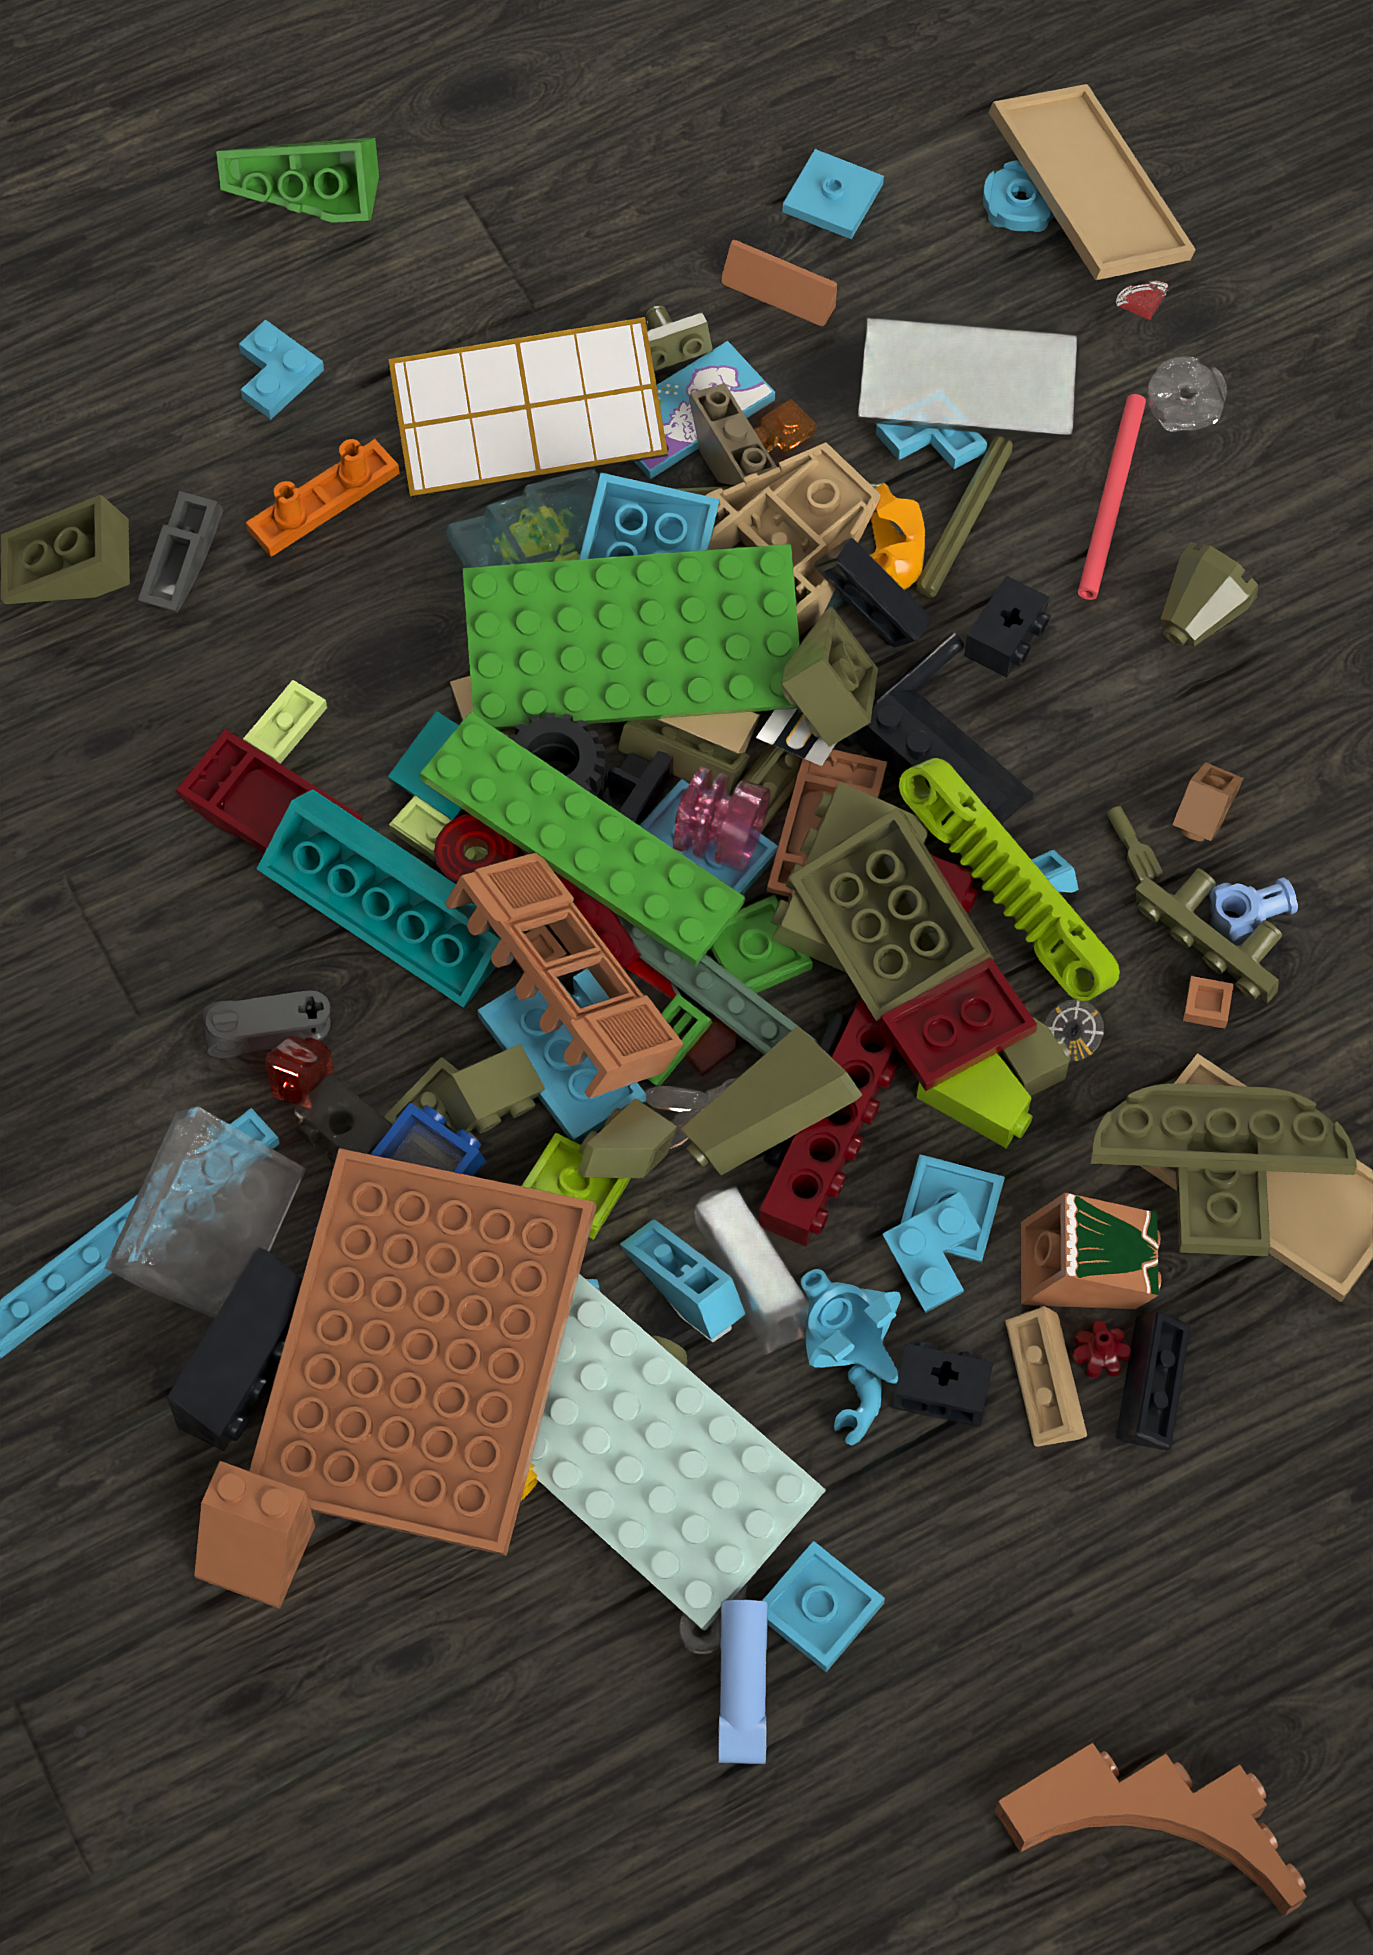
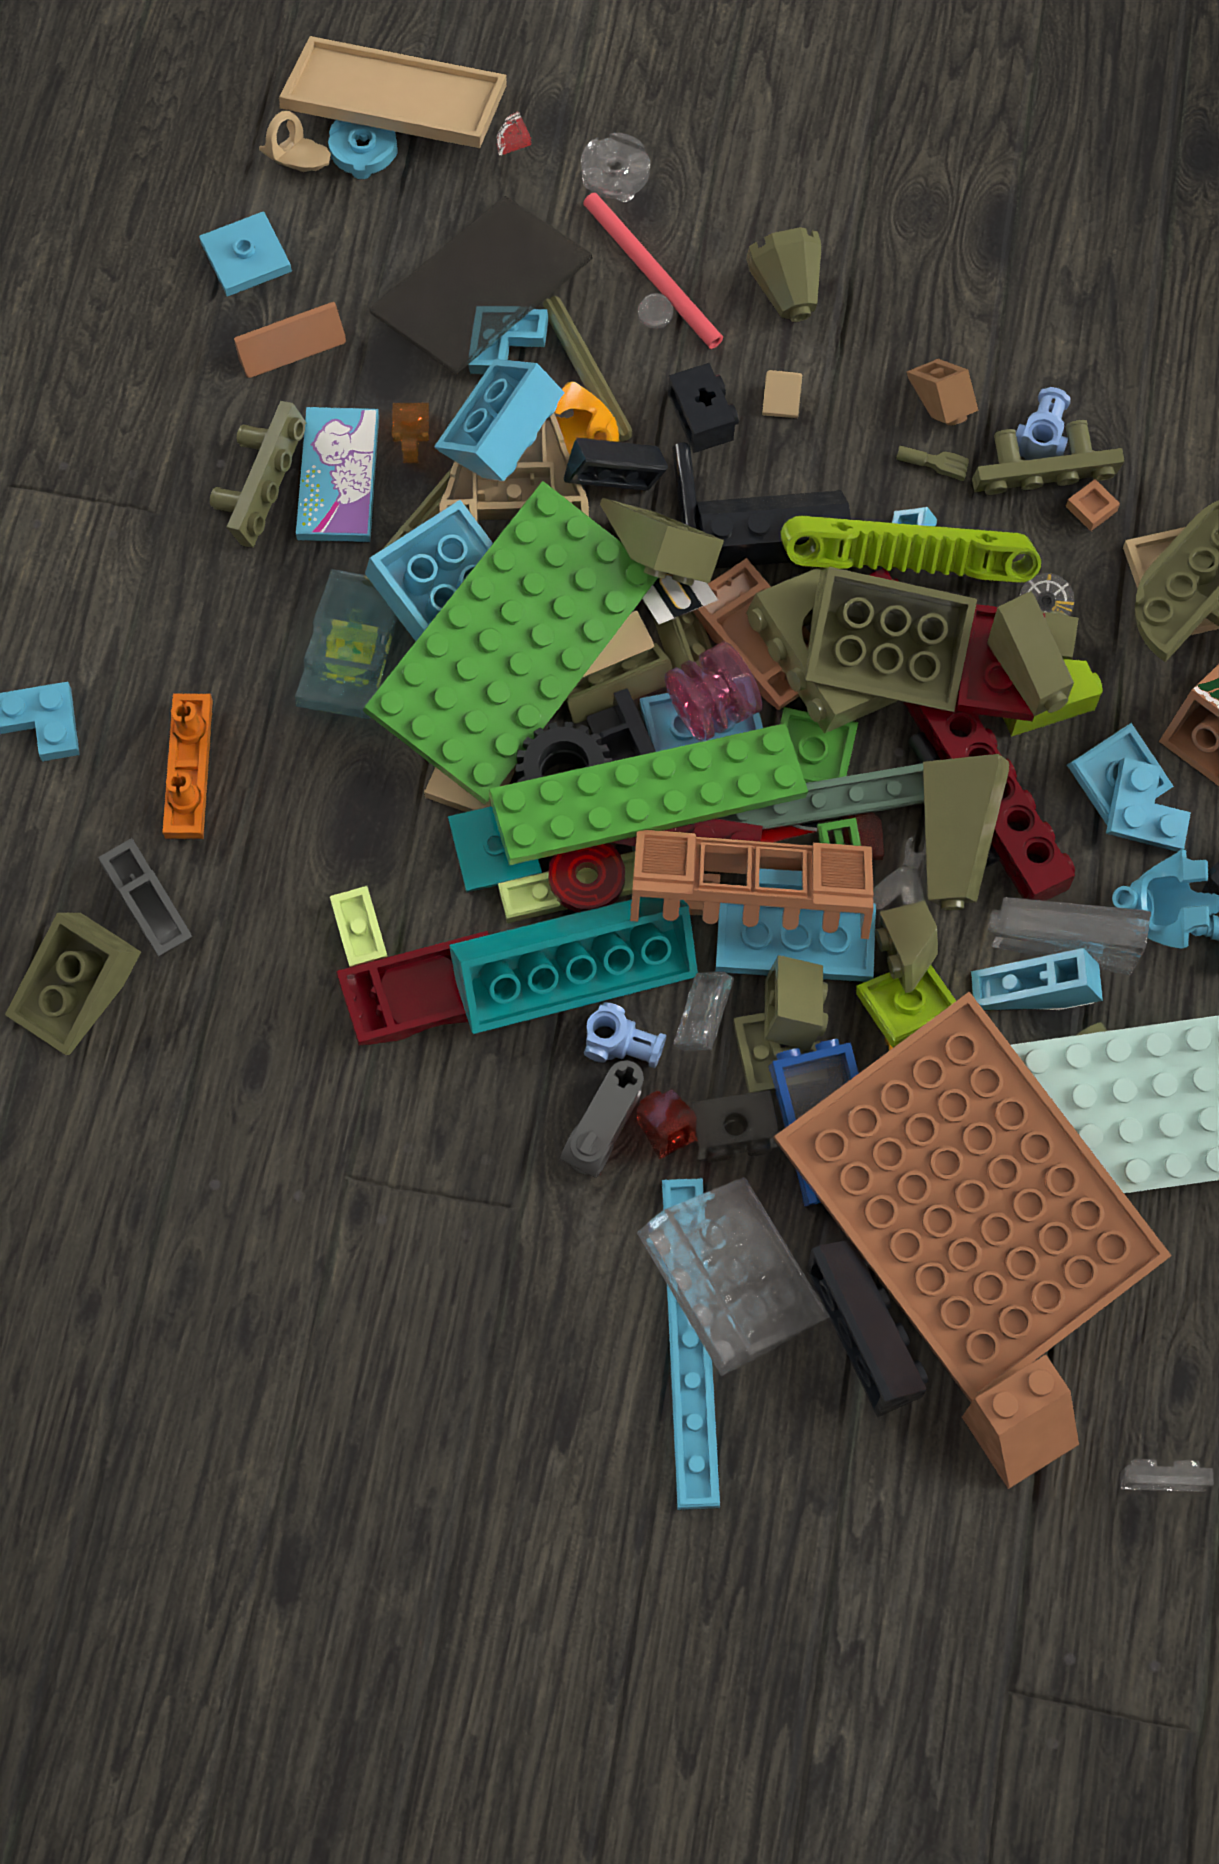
camera: 50 degrees left, 5 degrees up
(290, 1678) = (1184, 1476): none -> clear plate
(351, 986) = (626, 1039): none -> light blue connector
(417, 1035) = (703, 1011): none -> clear plate
(528, 407) = (245, 573): white piece -> none
(727, 436) = (397, 465): dark tan slope -> none
(819, 473) = (500, 418): none -> medium azure slope
(965, 160) = (295, 151): none -> tan piece
(968, 1030) = (1030, 654): none -> olive slope
(1072, 526) = (655, 311): none -> clear plate
(1083, 680) = (782, 394): none -> tan slope

